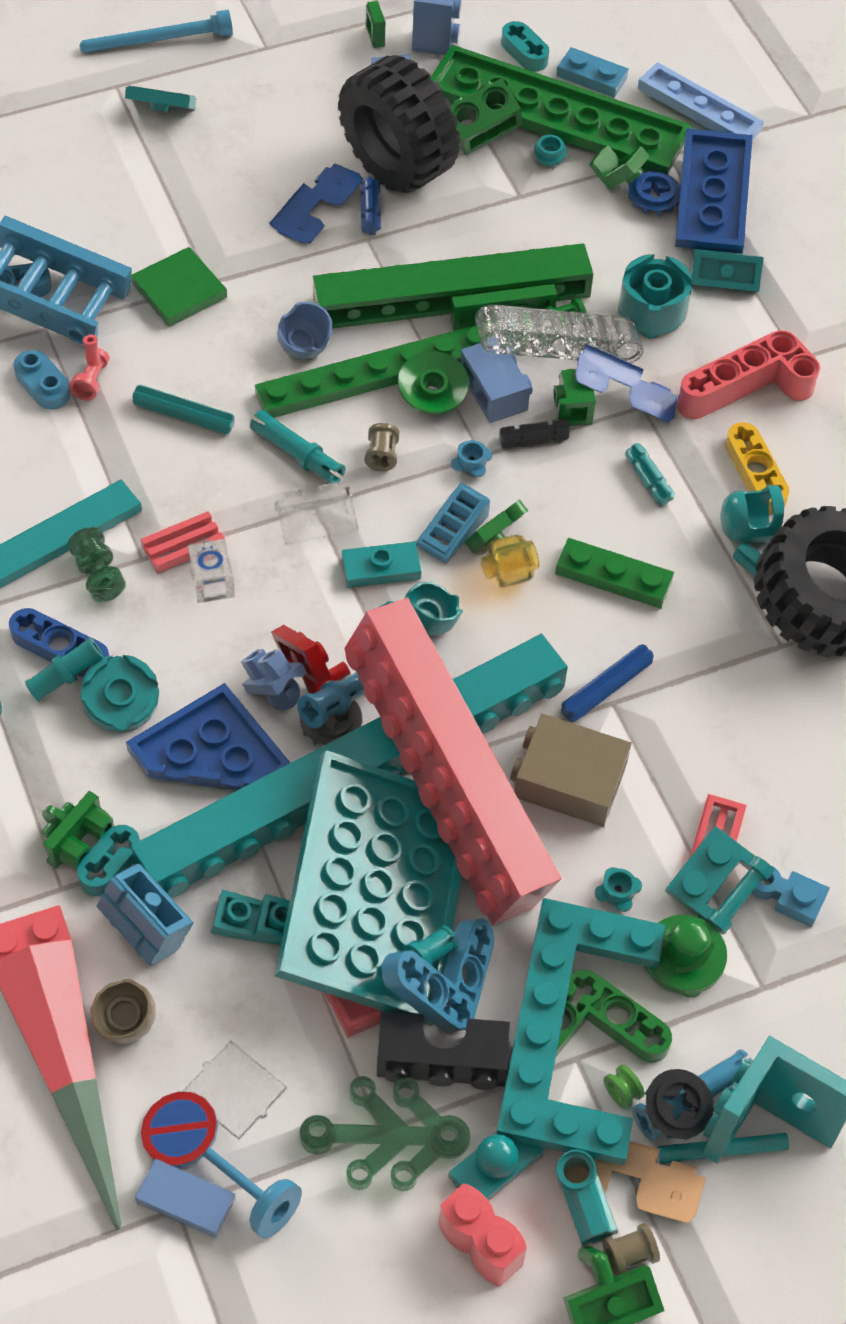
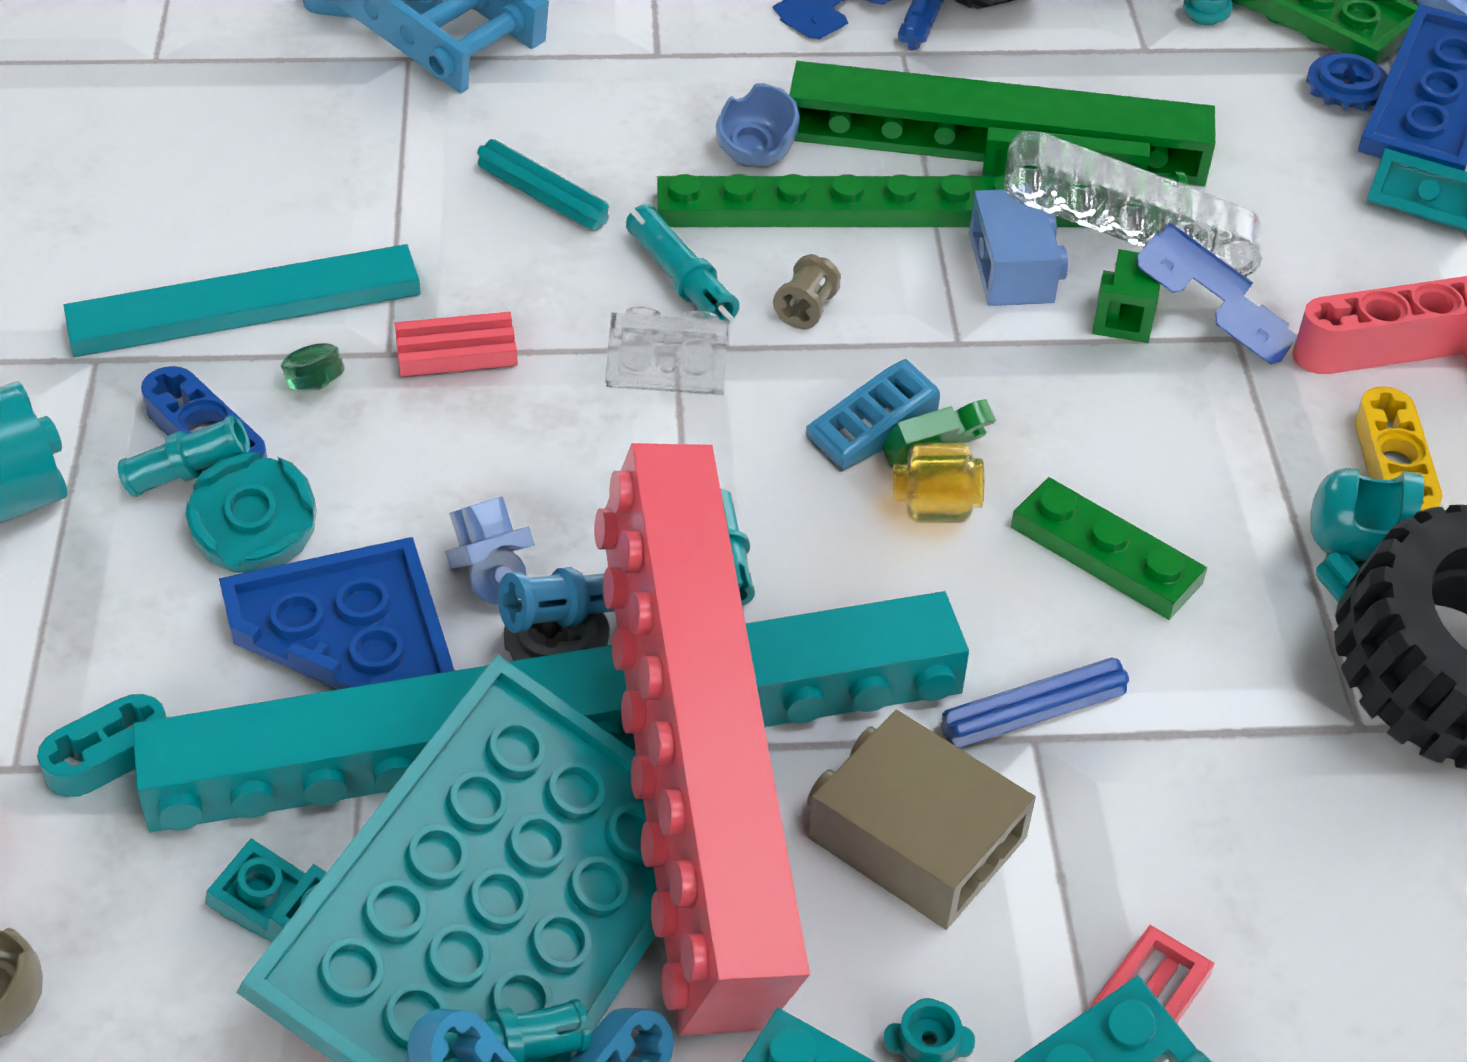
camera: 20 degrees right, 10 degrees down
(36, 374) = (367, 109): dark azure plate -> none
(69, 826) = (69, 679): green hips -> none
(85, 384) = (420, 124): coral piece -> none
(90, 550) = (300, 306): clear green wheel -> none
(144, 914) = (99, 837): dark azure brick -> none
(179, 286) = (611, 47): green tile -> none
(211, 570) = (472, 386): clear brick -> none
(311, 654) = (552, 527): red plate -> none
(381, 564) = (744, 442): teal plate -> none
(433, 370) = (919, 228): green dish -> none
(434, 607) = (785, 518): teal hair -> none
(472, 450) = (939, 338): dark azure plate -> none
(534, 433) = (1050, 330): black axle -> none
(615, 170) = (1292, 40): green bracket -> none
(650, 474) = (1215, 425): teal axle -> none
(655, 294) = (1305, 192): teal brick -> none

